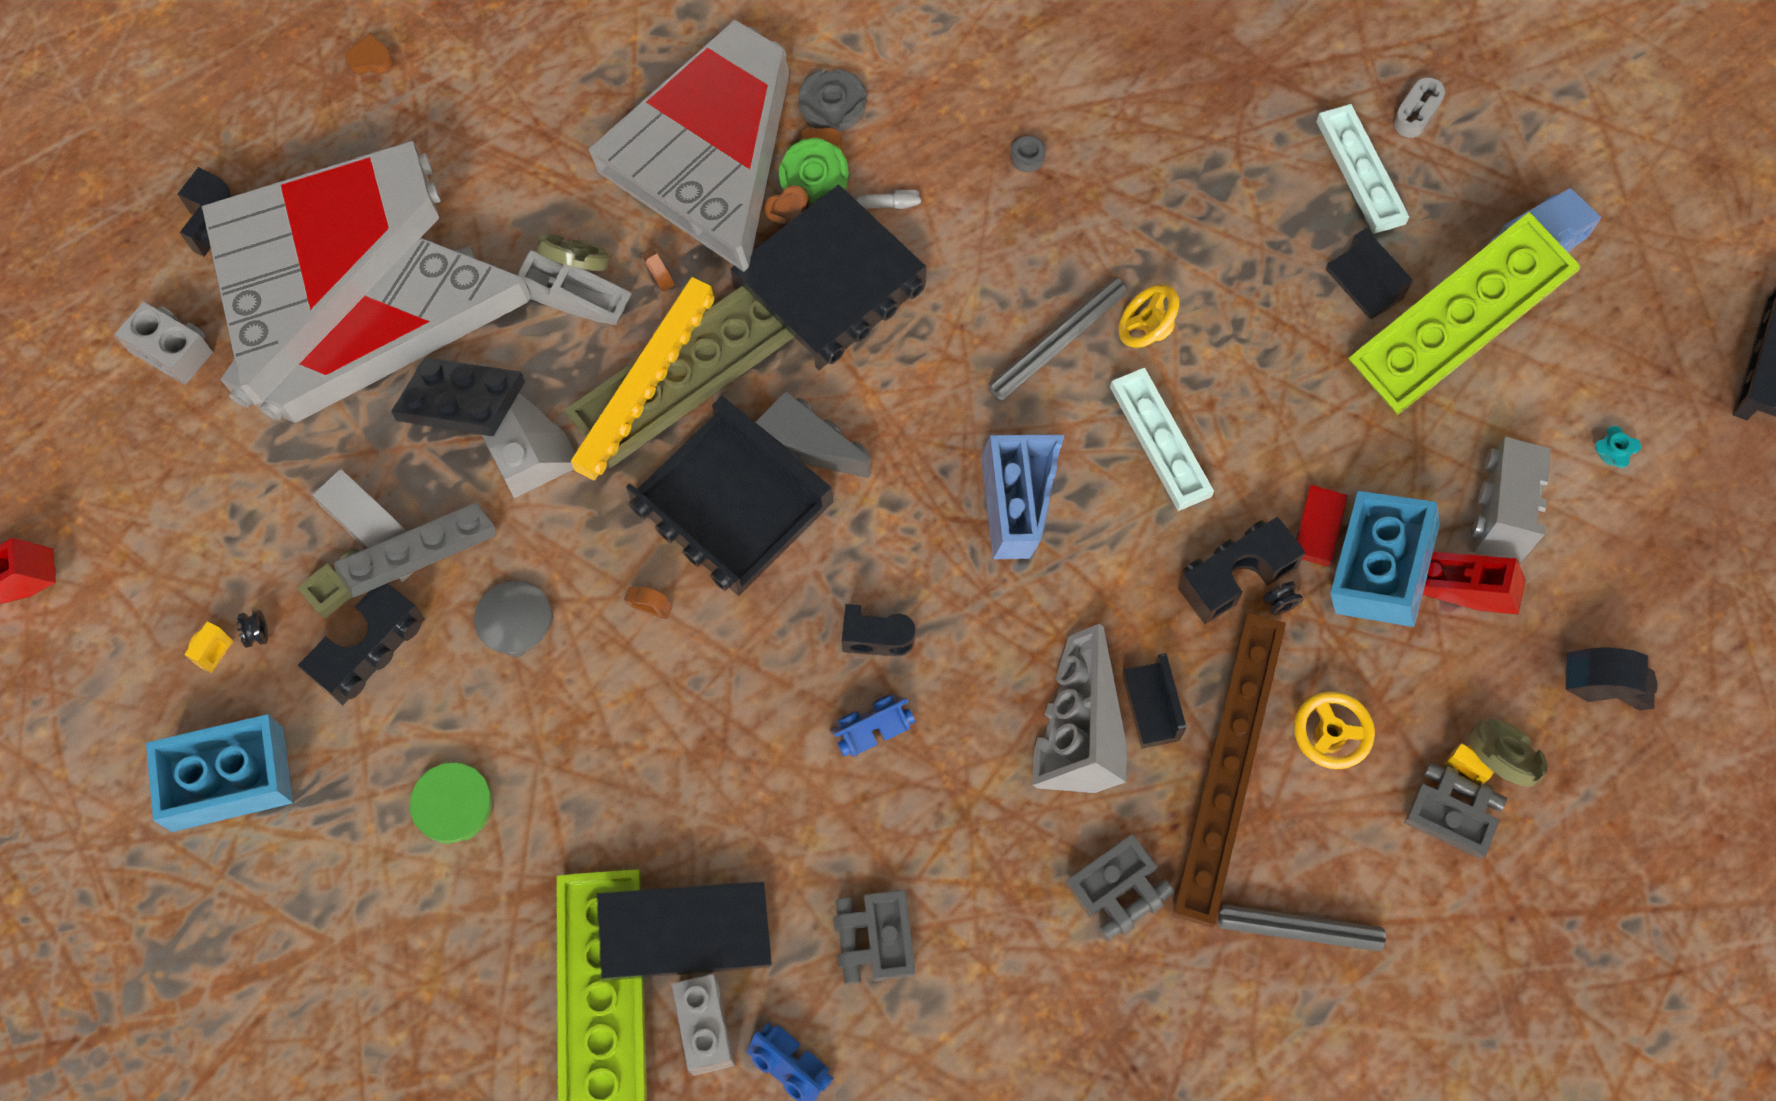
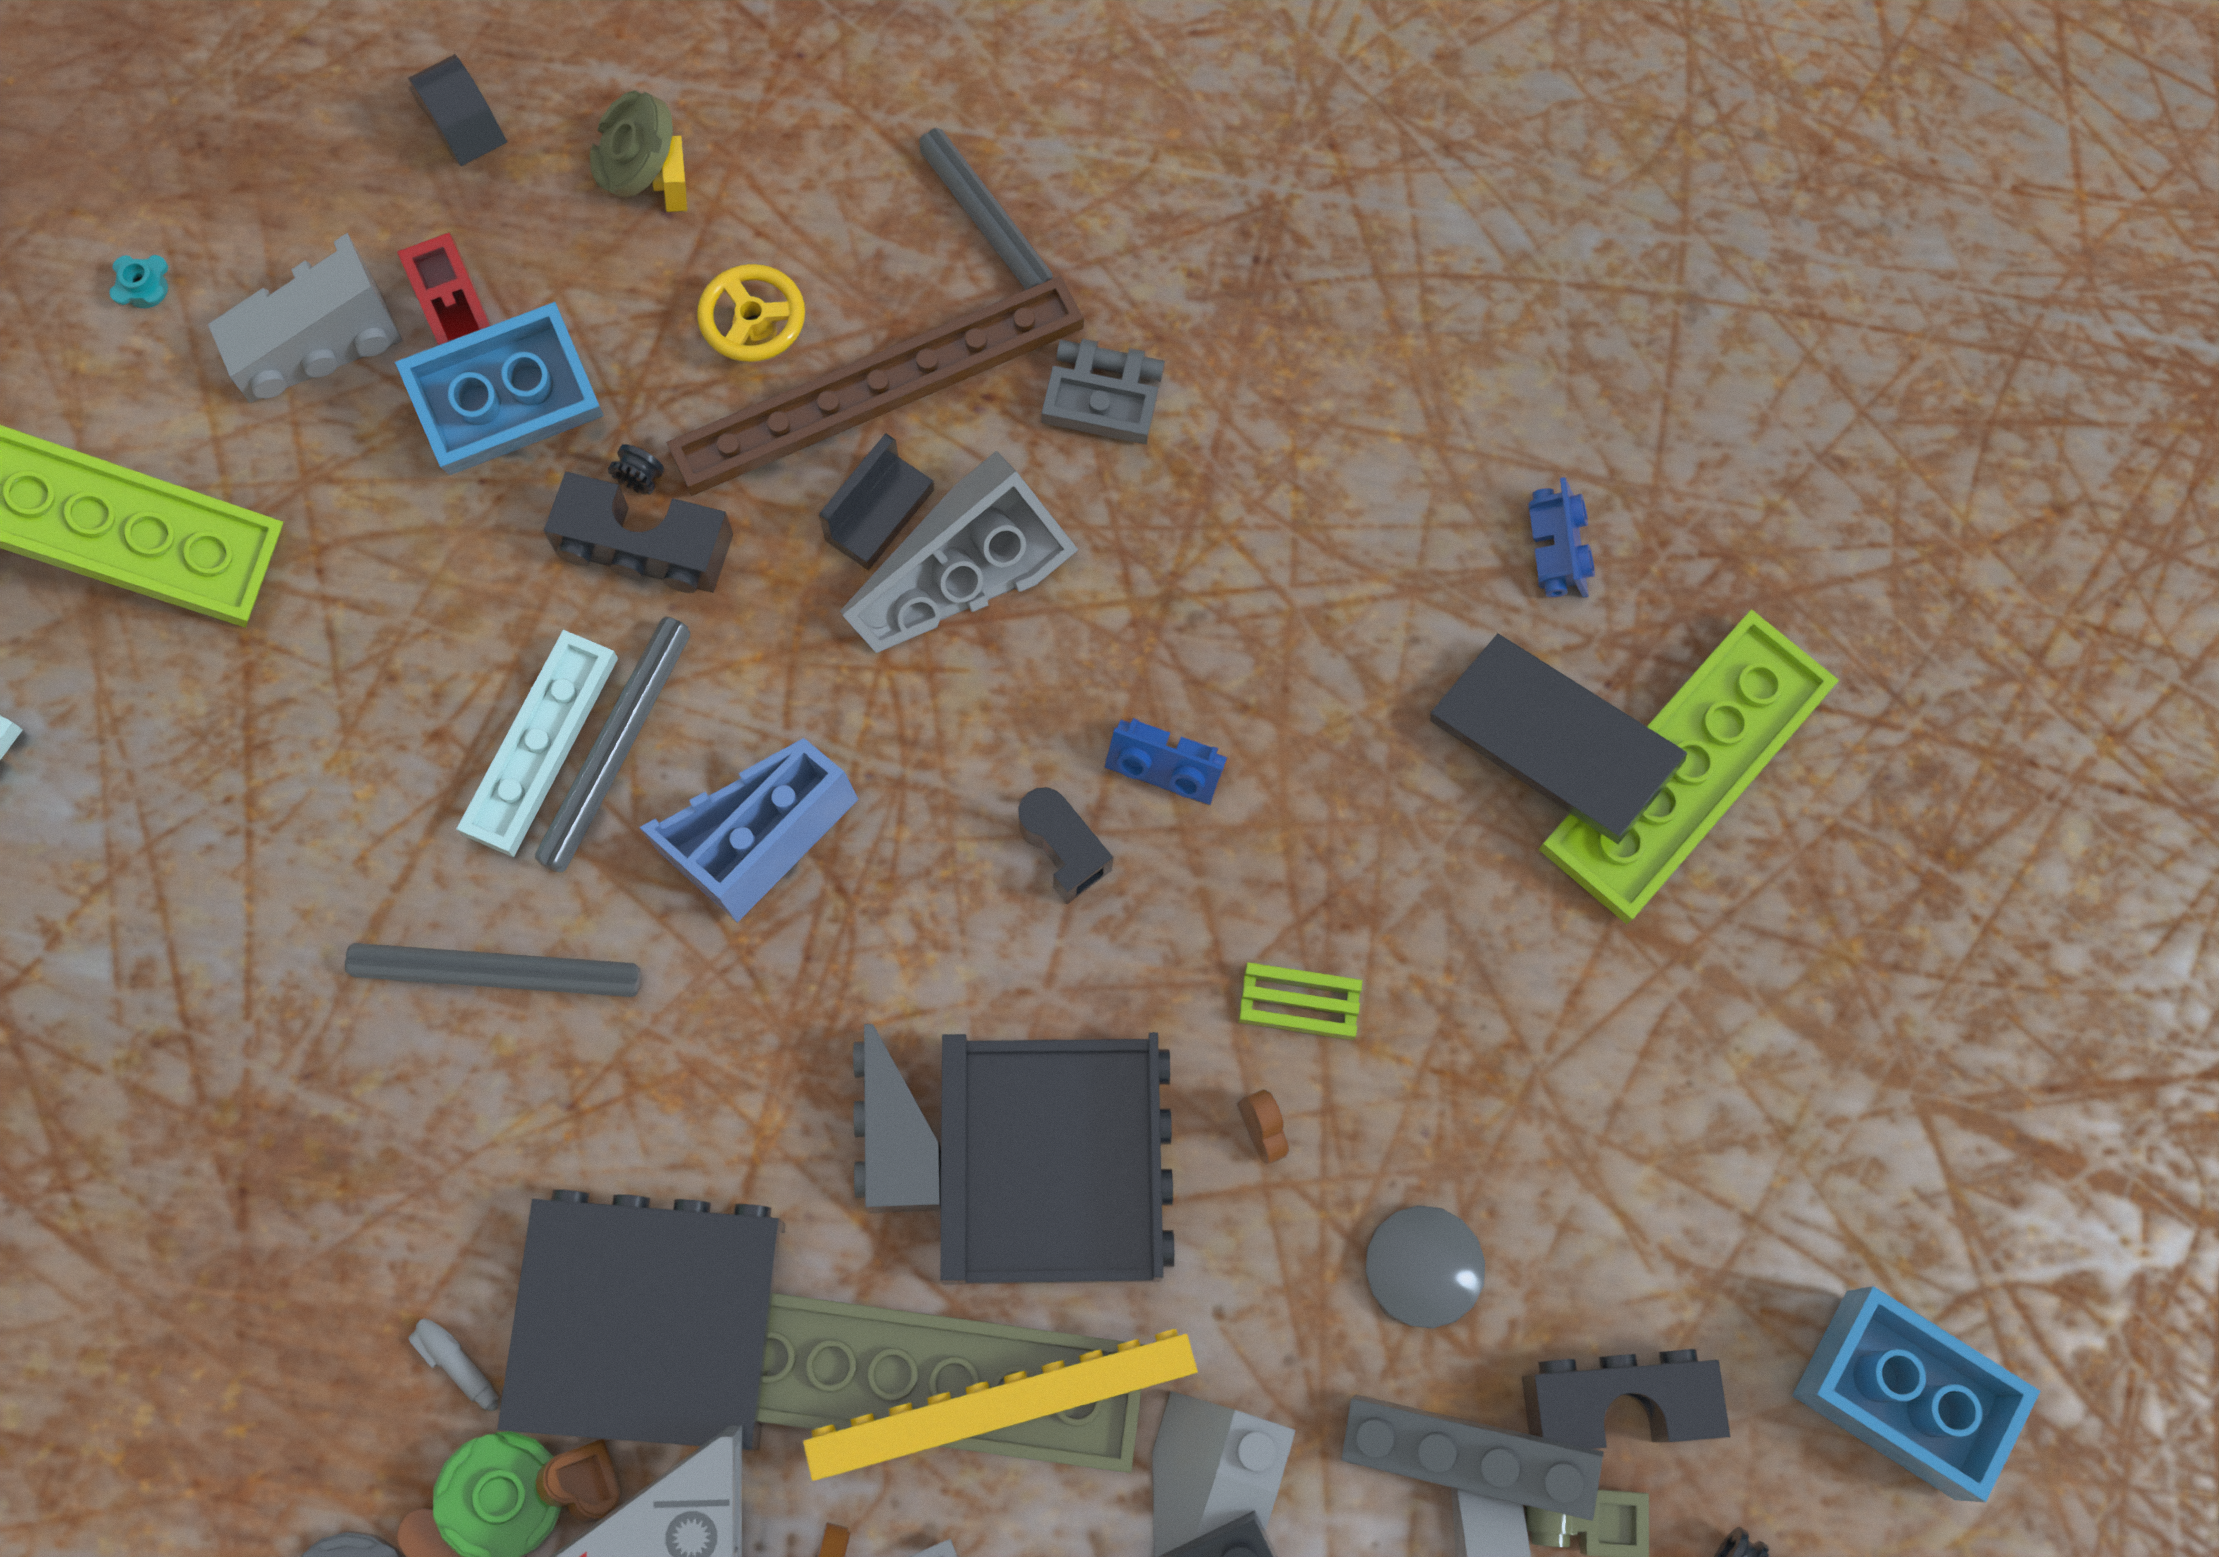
camera: 140 degrees left, 5 degrees up
(451, 803) = (1673, 1116): bright green tile -> none
(679, 666) = (1348, 1007): none -> lime tile
(703, 1025) = (1618, 637): light grey brick -> none
(888, 937) = (1360, 554): dark grey plate -> none
(1028, 154) = (227, 1246): dark grey tile -> none
(1131, 475) = (612, 745): none -> dark grey axle
(1152, 319) = (377, 850): yellow piece -> none
(1321, 524) = (503, 503): red tile -> none
(1370, 275) = (95, 686): black panel -> none
(1453, 820) = (749, 155): dark grey plate -> none

